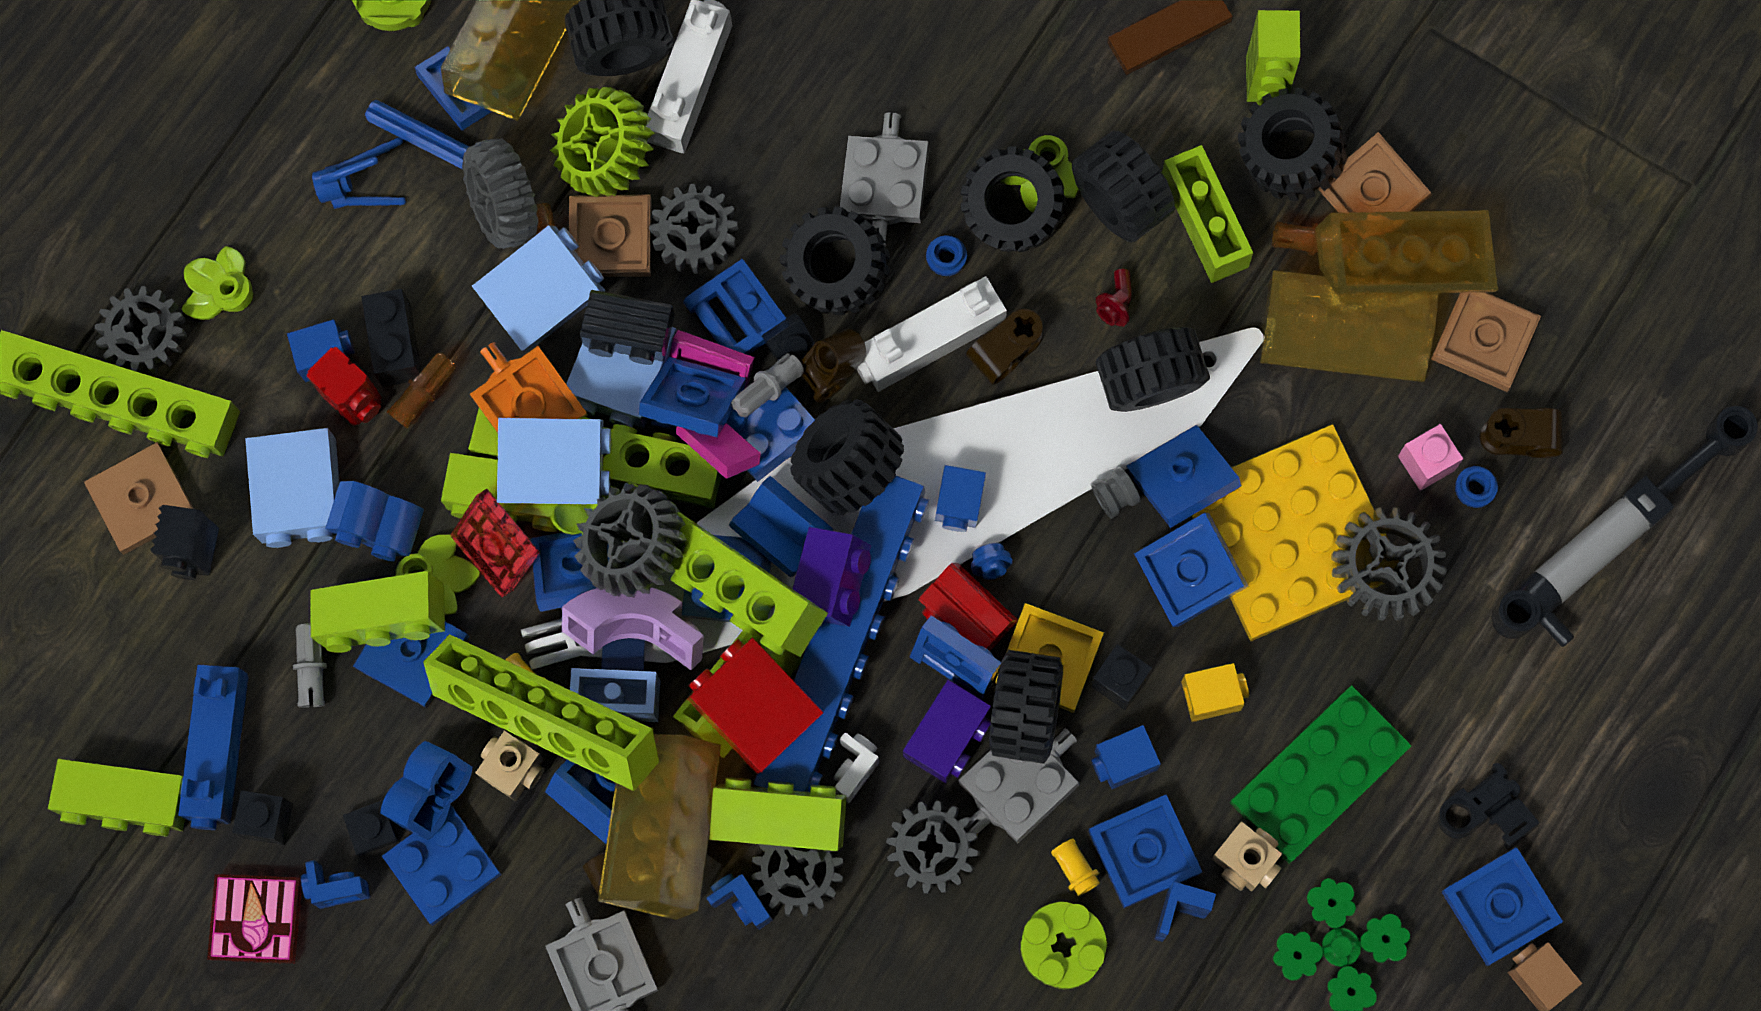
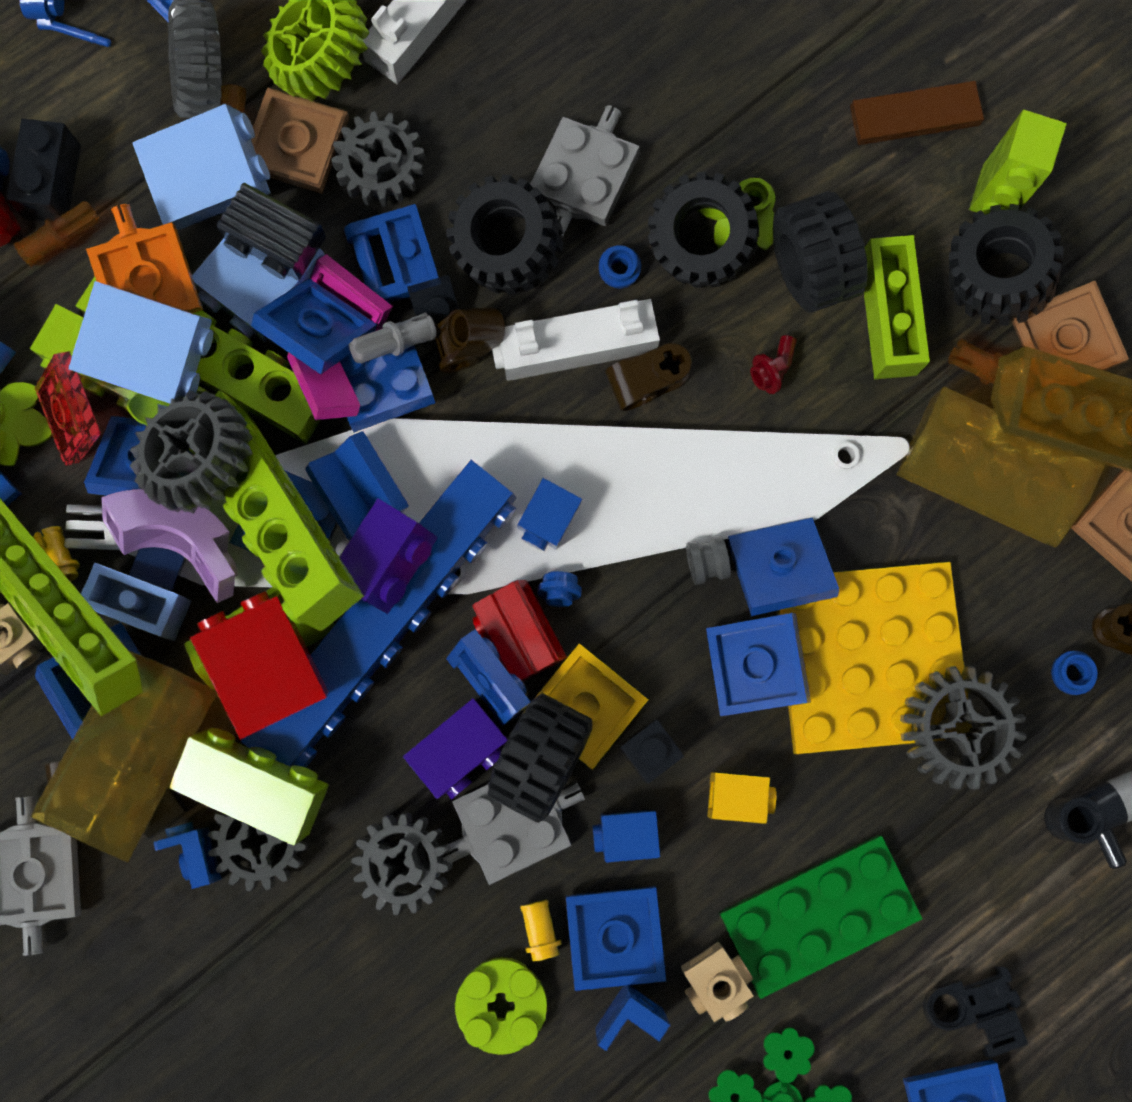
camera: 10 degrees right, 5 degrees up
(847, 457) = (444, 438): black tyre -> none
(854, 774) = (349, 760): white bracket -> none
(1152, 369) = (787, 448): black tyre -> none
(1430, 457) = (1039, 628): bright pink brick -> none

